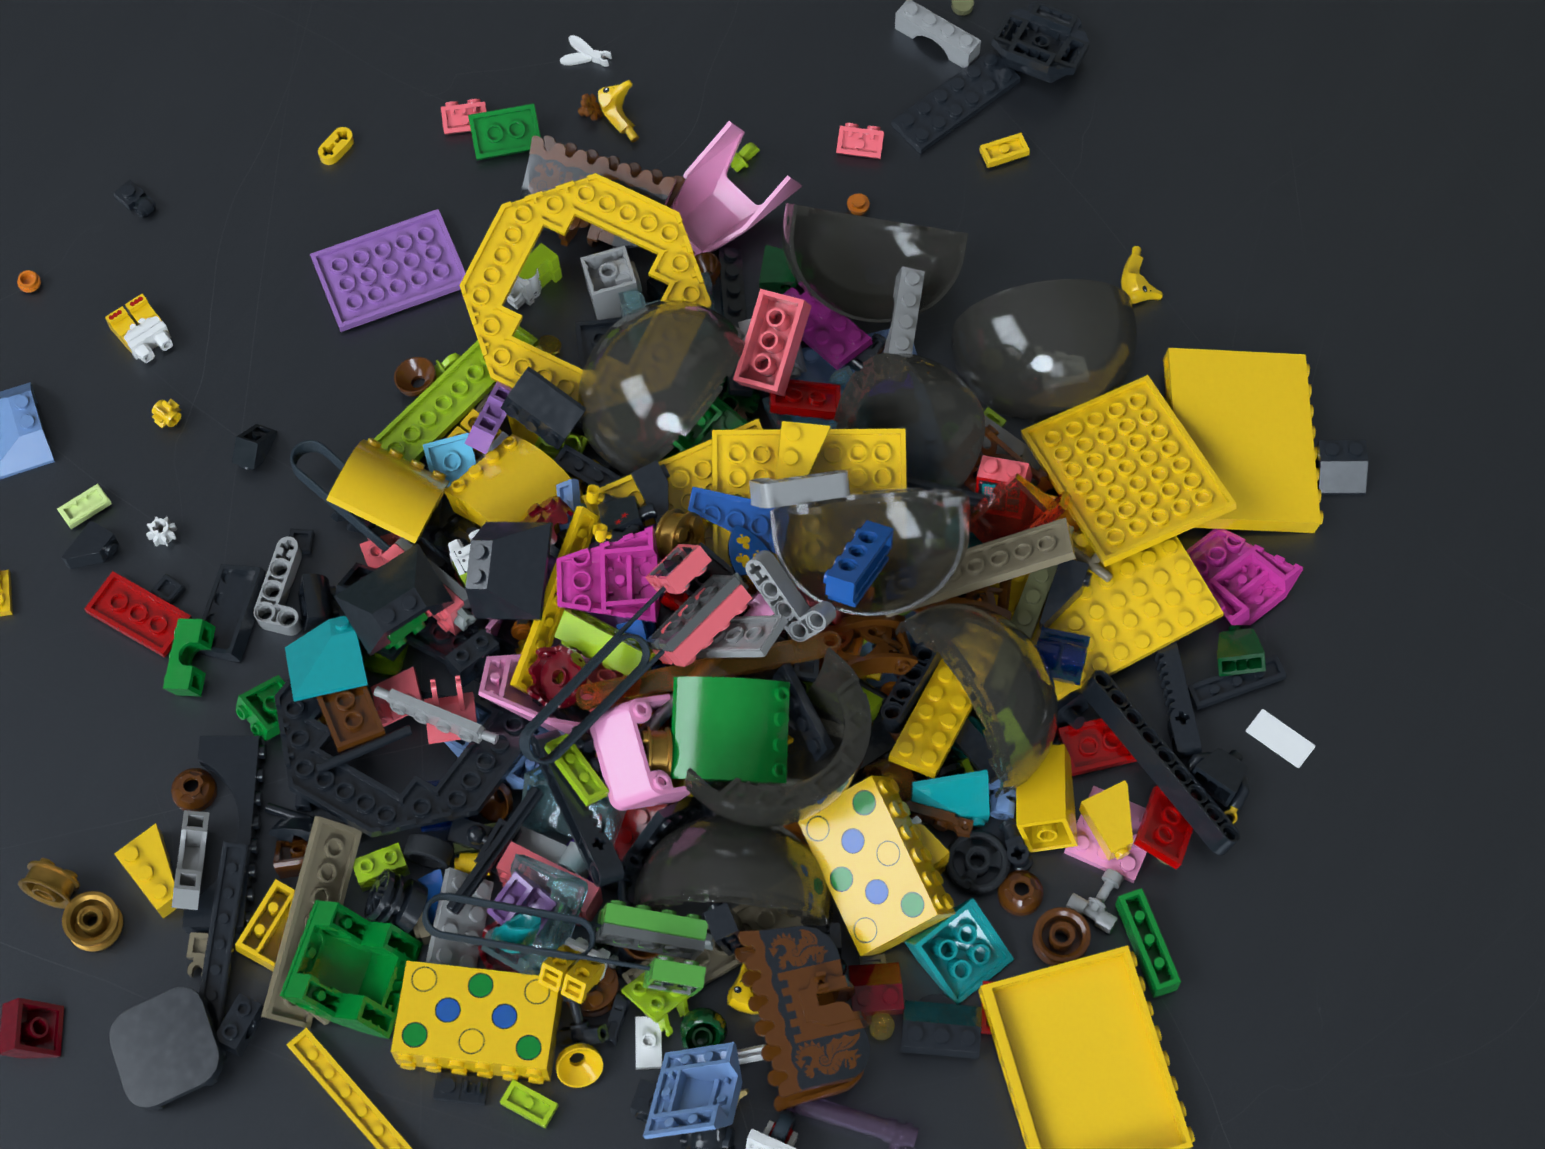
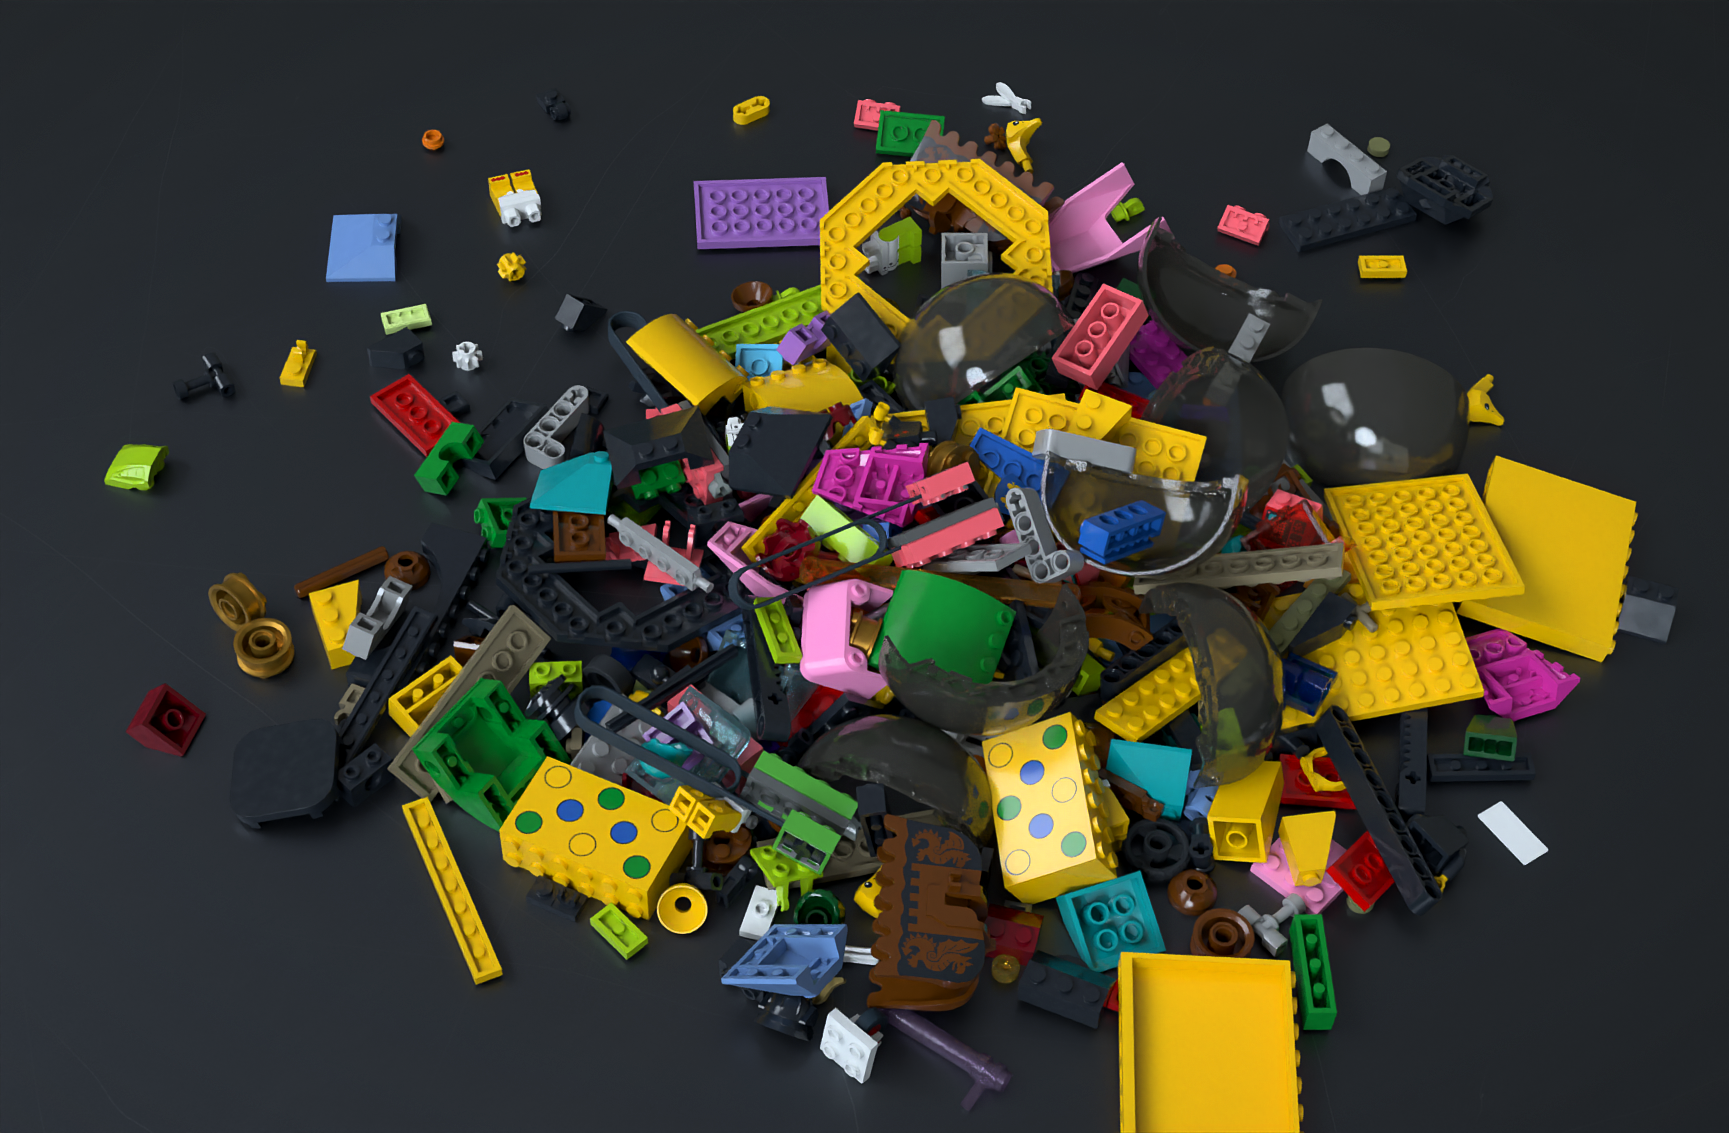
camera: 15 degrees right, 15 degrees down
(132, 812) = (341, 571): none -> reddish brown axle
(1100, 749) = (1319, 782): none -> yellow cap

